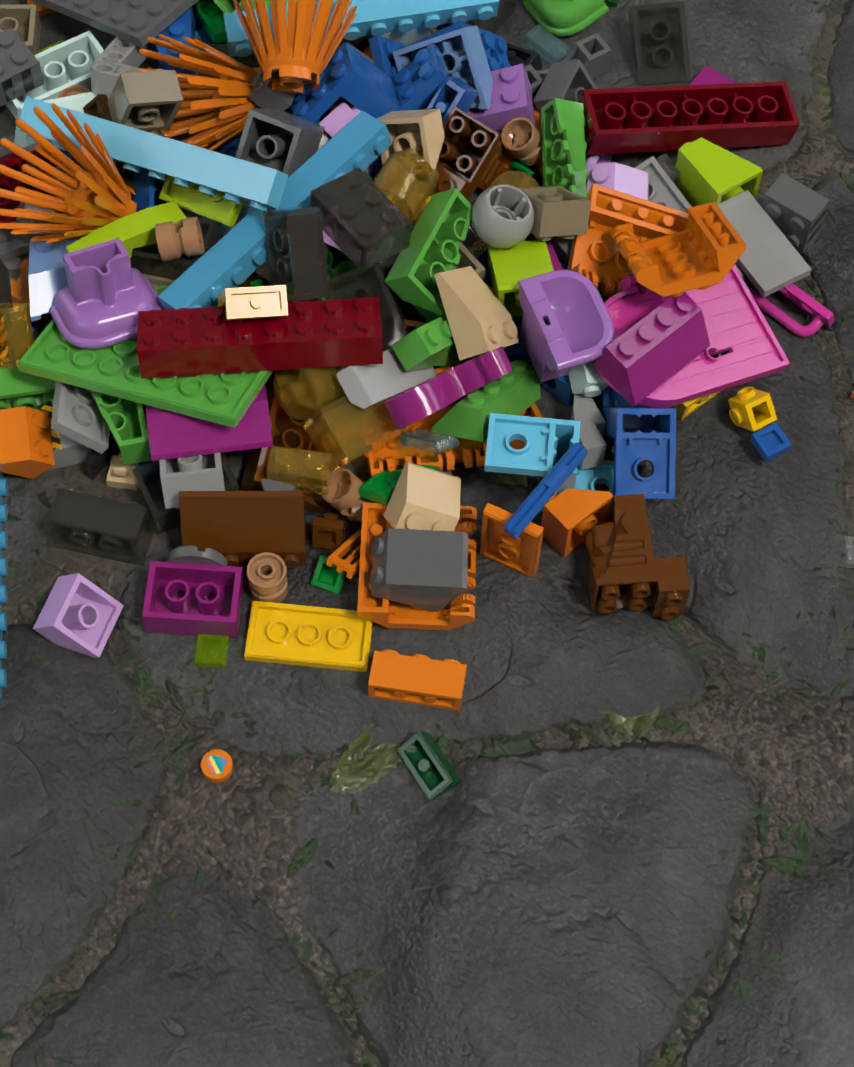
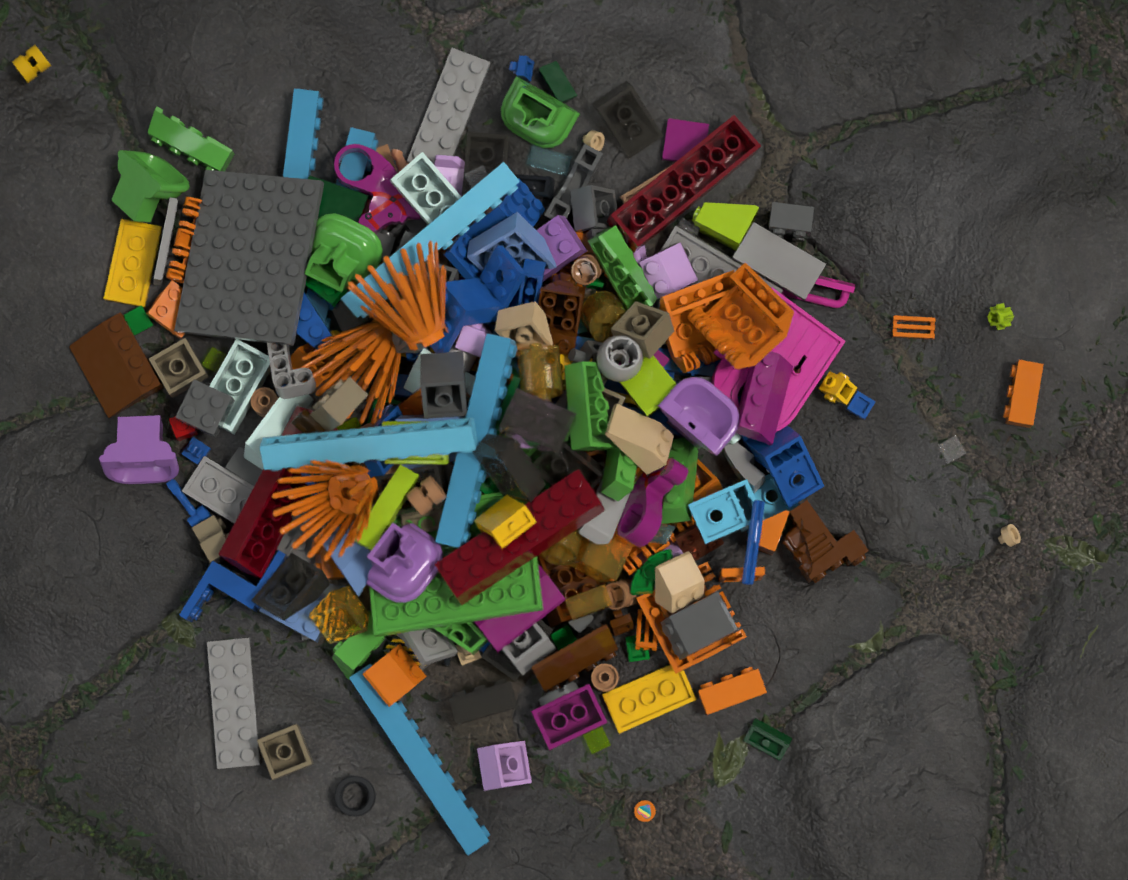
camera: 25 degrees left, 20 degrees up
(481, 486) = (692, 541): none -> copper bracket
(615, 44) = (594, 139): none -> tan tile

